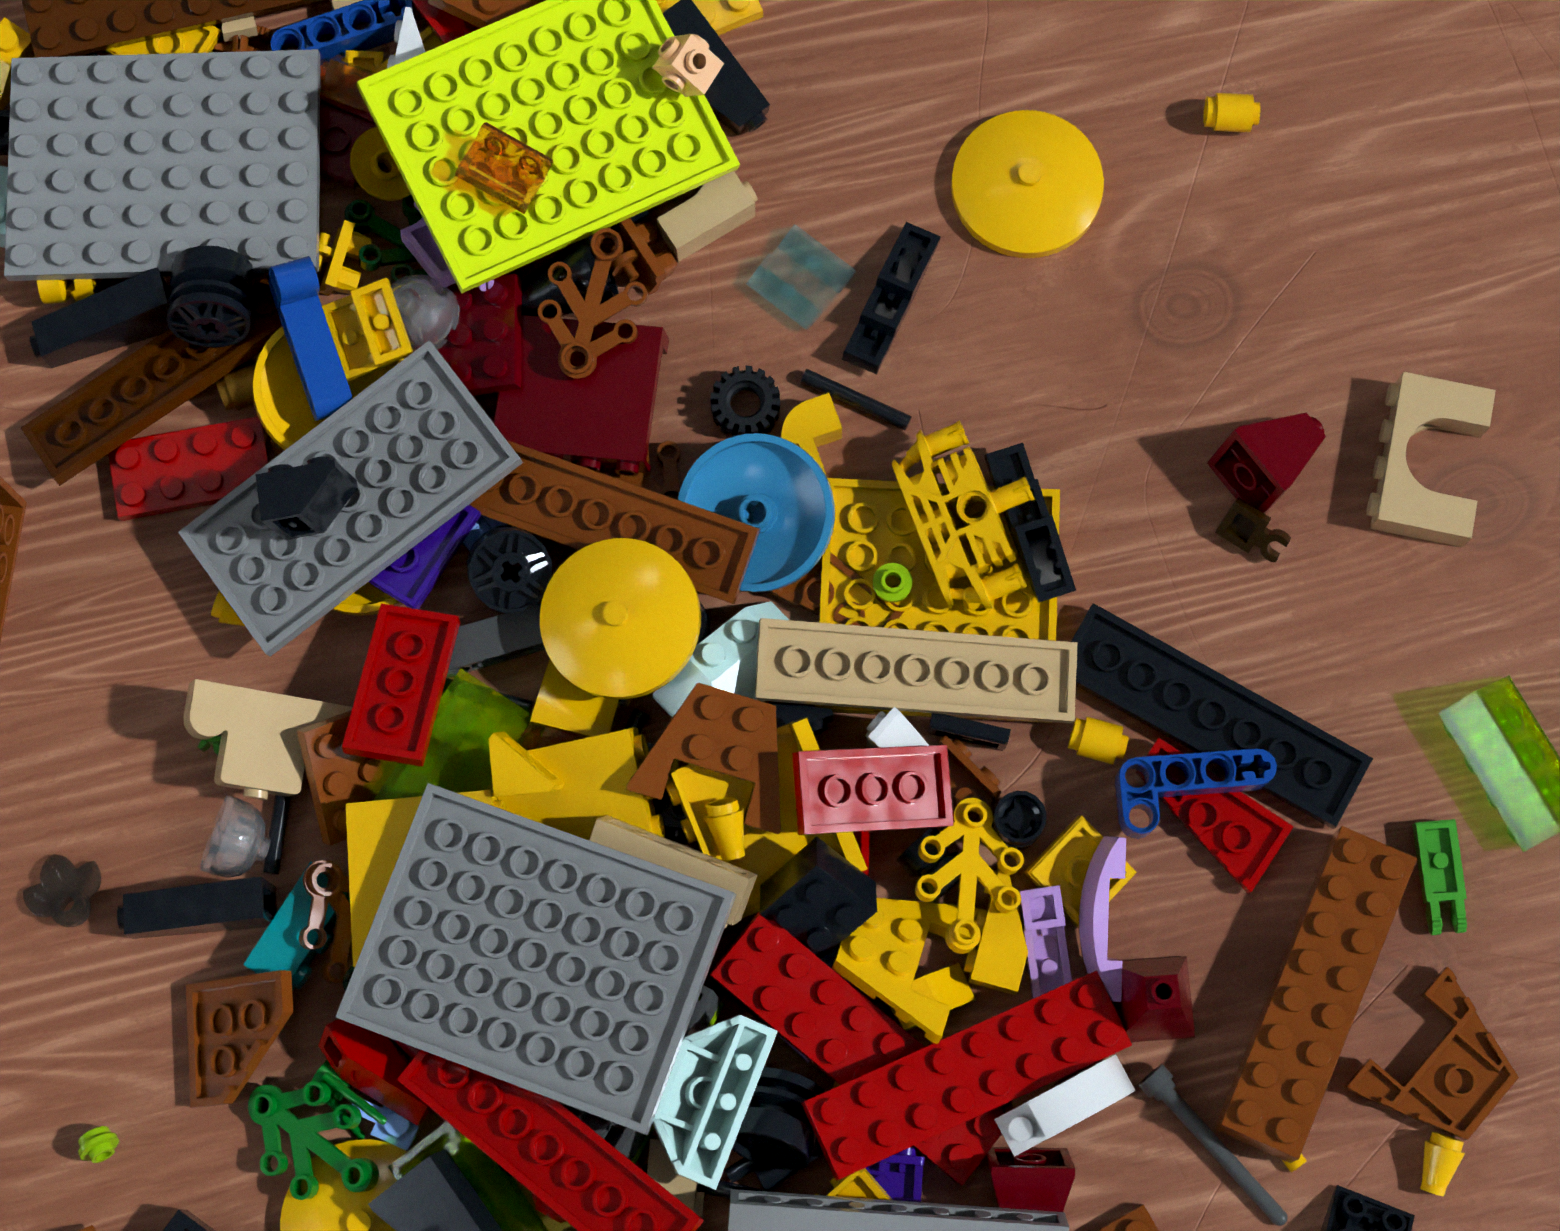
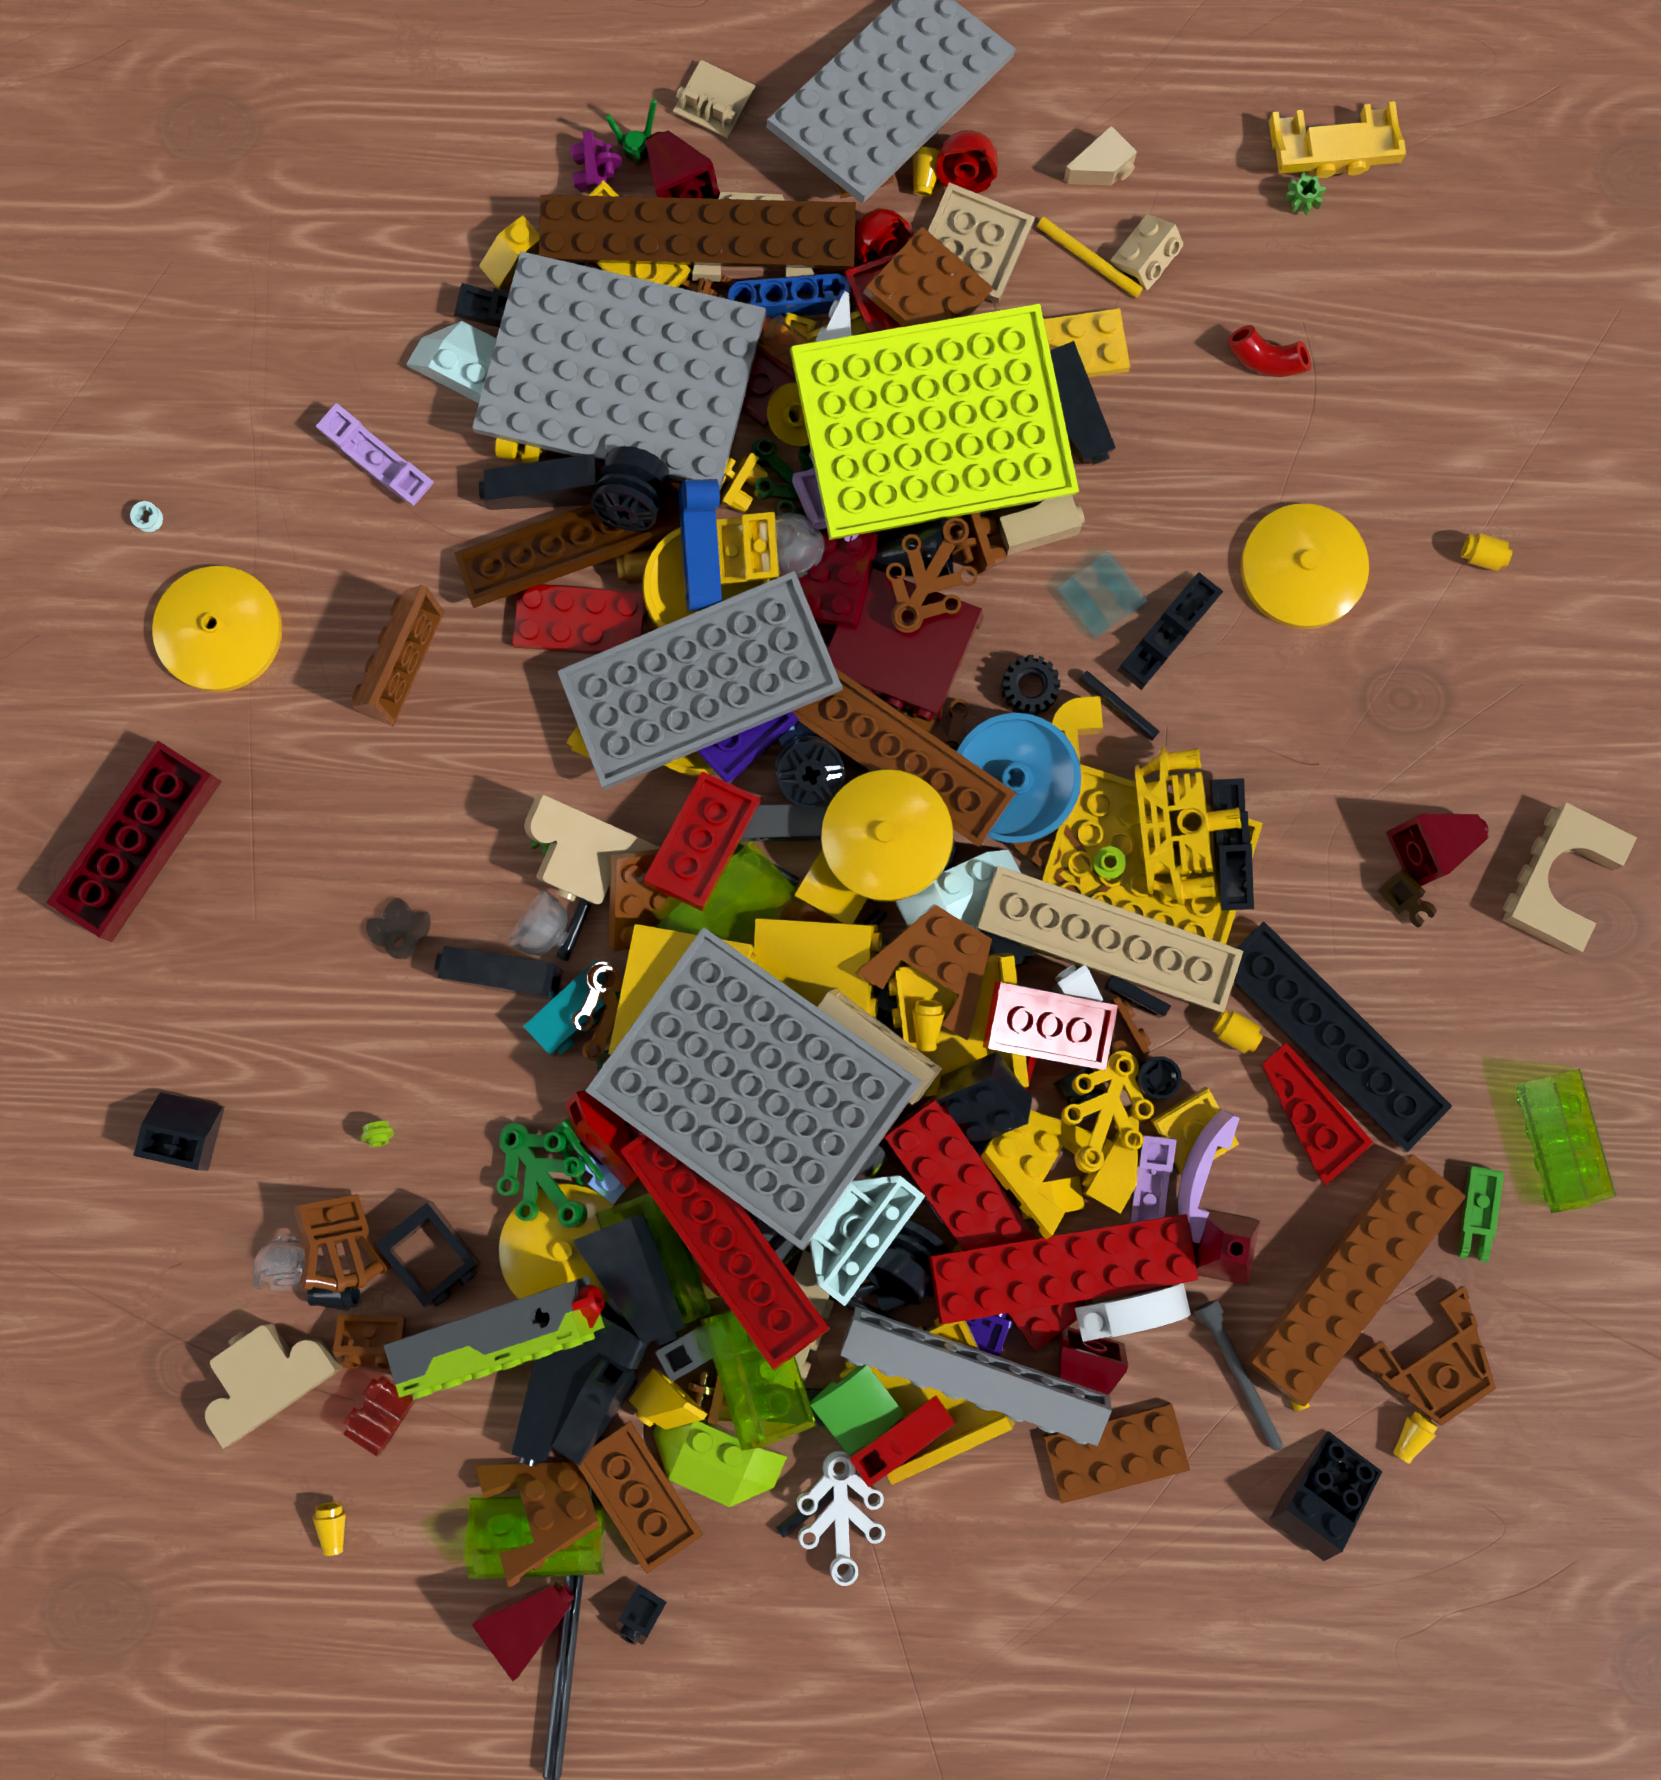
camera: 15 degrees right, 5 degrees up
(232, 1030) = (502, 1075): dark orange plate -> none
(303, 497) = (663, 673): black slope -> none
(504, 167) = (890, 448): clear orange bracket -> none
(517, 770) = (775, 935): yellow slope -> none
(687, 64) = (1059, 401): light nougat brick -> none
(1195, 781) = (1306, 1085): blue beam -> none

